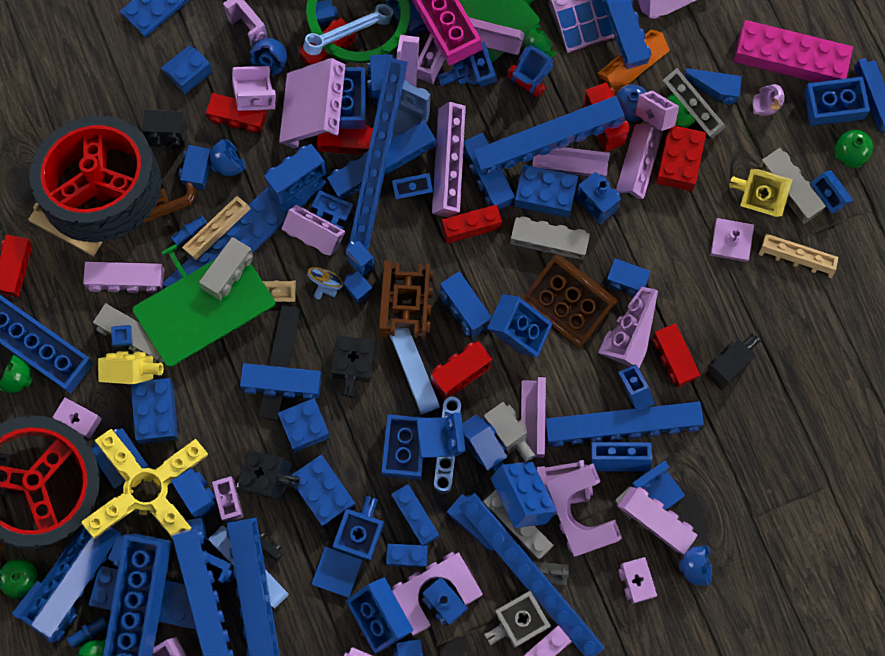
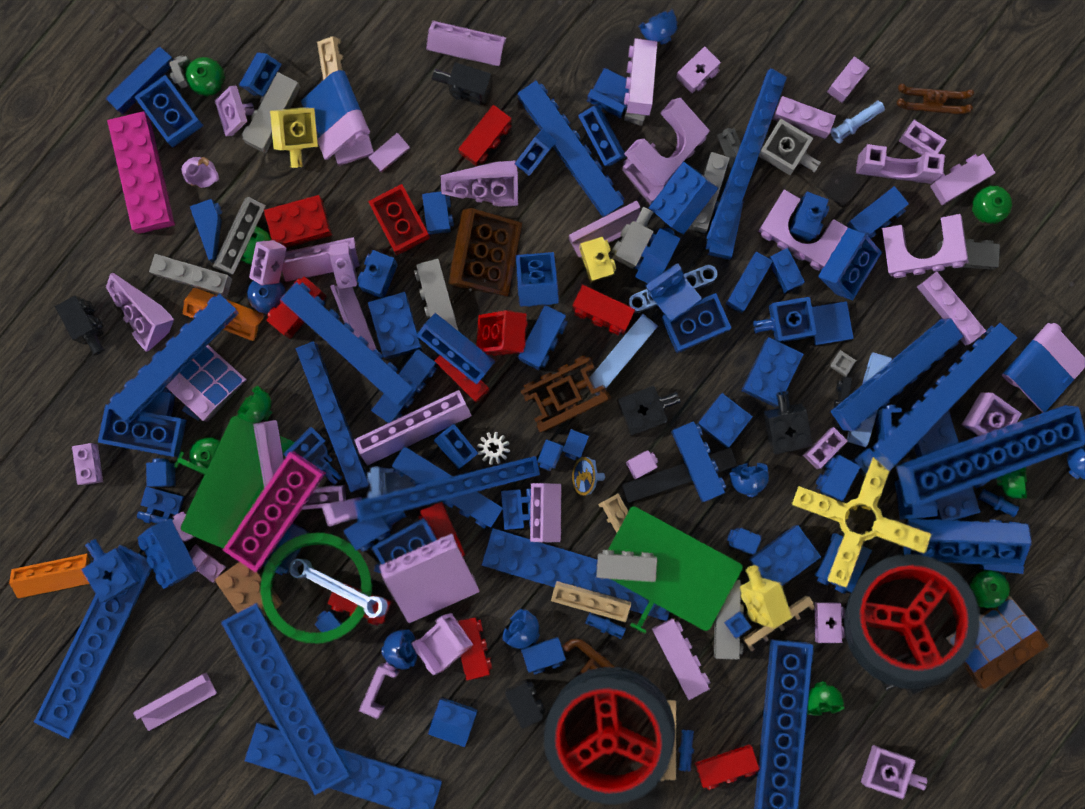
camera: 115 degrees left, 10 degrees up
(46, 241) = (686, 750): none -> blue pin
(105, 388) = (762, 631): none -> tan hinge
(190, 381) = (744, 540): none -> blue brick
(241, 418) = (749, 479): none -> blue cylinder
(294, 562) = (842, 363): none -> light grey tile
(295, 174) = (505, 555): blue brick -> none
(306, 330) = (642, 464): none -> lavender brick
(400, 220) = (496, 442): none -> white gear
(487, 270) = (501, 332): none -> red brick
(496, 224) = (455, 348): none -> blue brick
(498, 101) = (333, 416): none -> blue brick
(509, 388) = (596, 259): none -> light yellow brick
(531, 70) = (286, 398): blue piece -> none
(623, 172) = (343, 265): none -> lavender brick
(638, 241) = (399, 219): none -> red brick
(681, 49) = (190, 275): none -> light grey brick
(704, 267) = (389, 152): none -> lavender tile
(762, 235) = (336, 113): none -> blue door
(772, 384) = (465, 43): none -> lavender panel
(809, 153) = (232, 110): none -> lavender tile
(870, 128) = (177, 74): none -> light grey bracket

